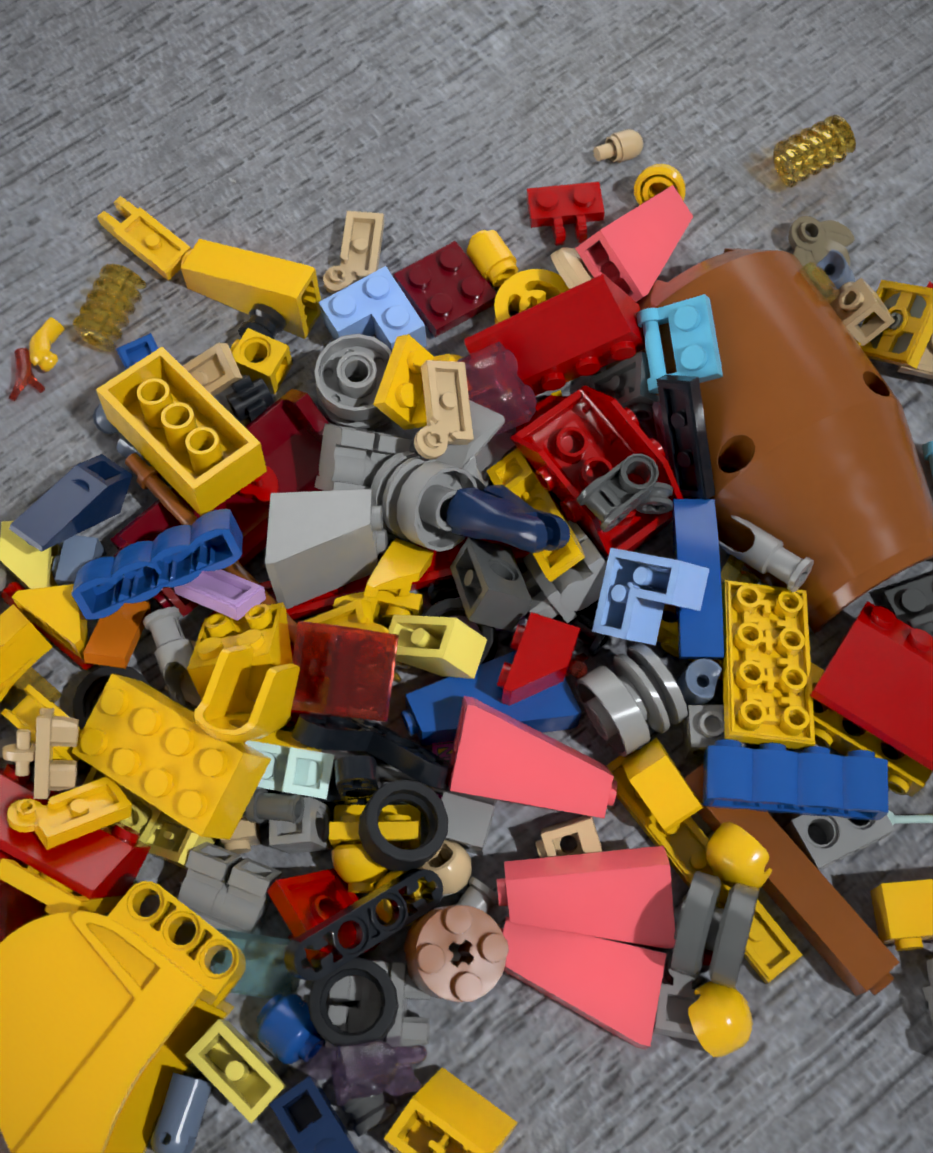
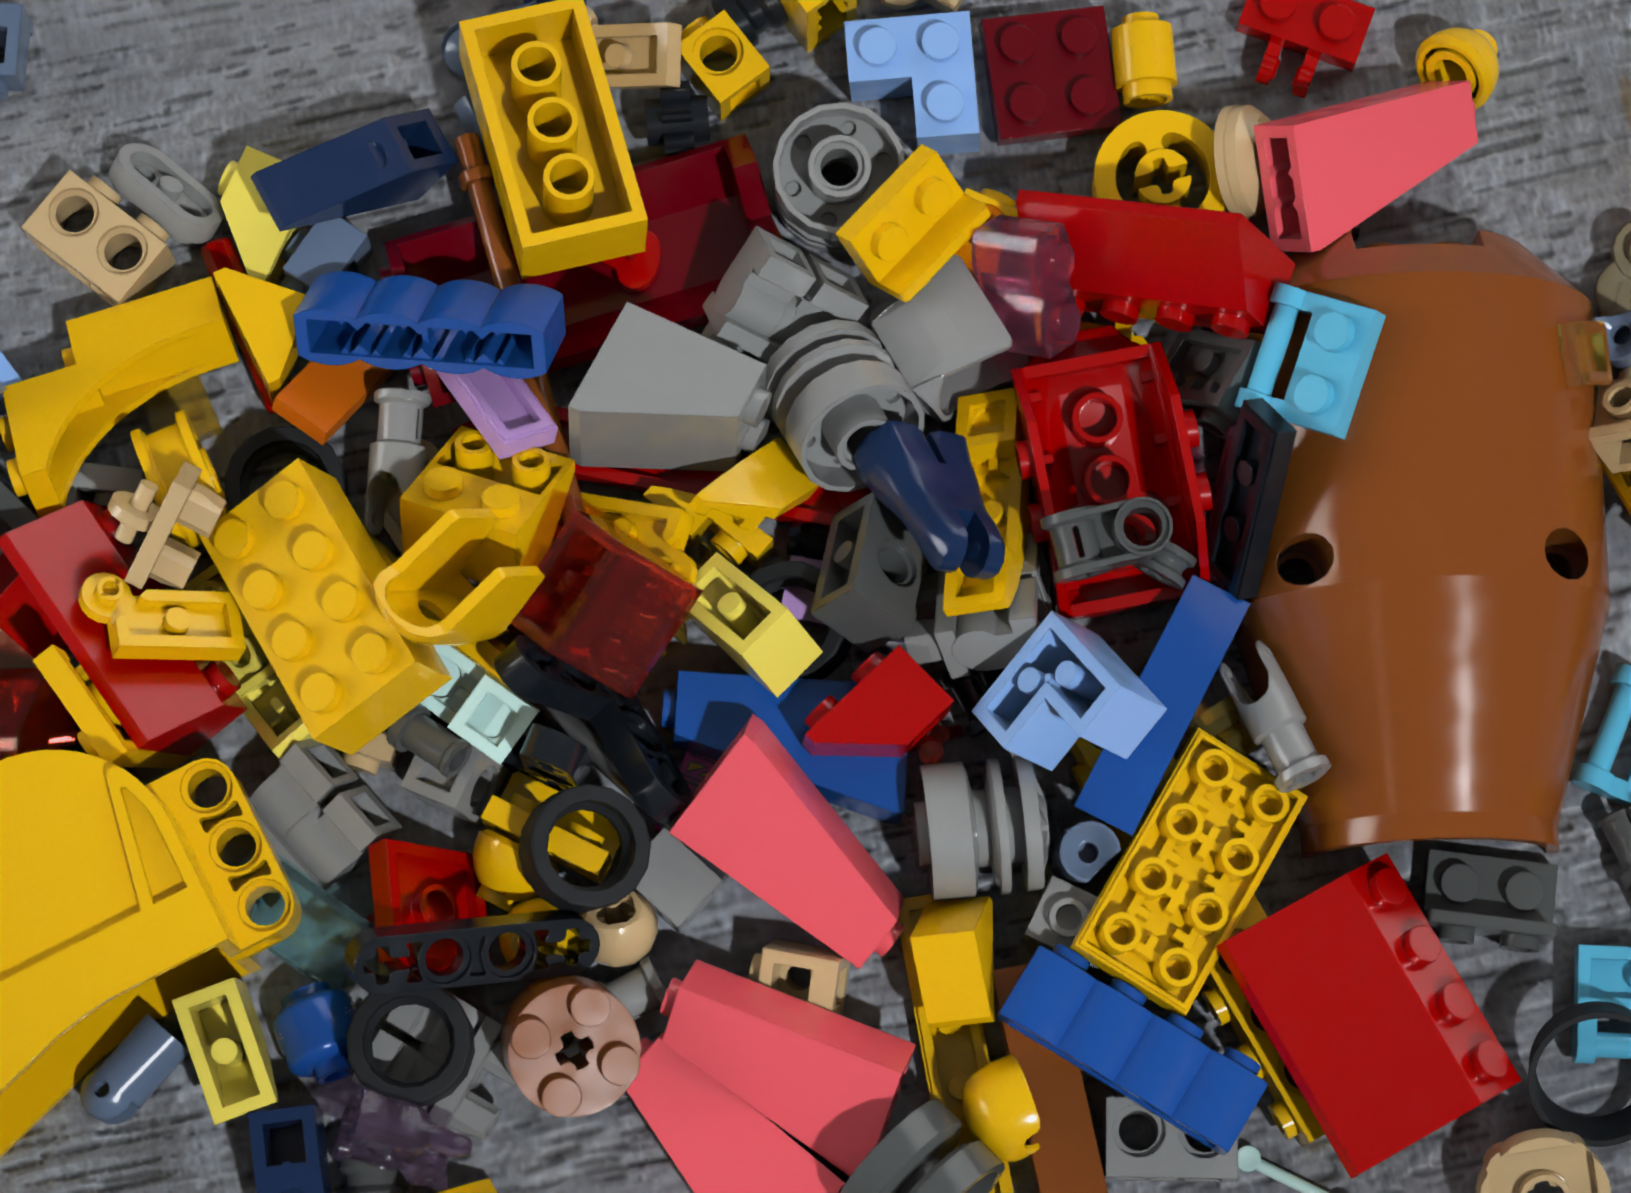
camera: 25 degrees right, 10 degrees up
(446, 408) = (932, 291): tan hinge -> none

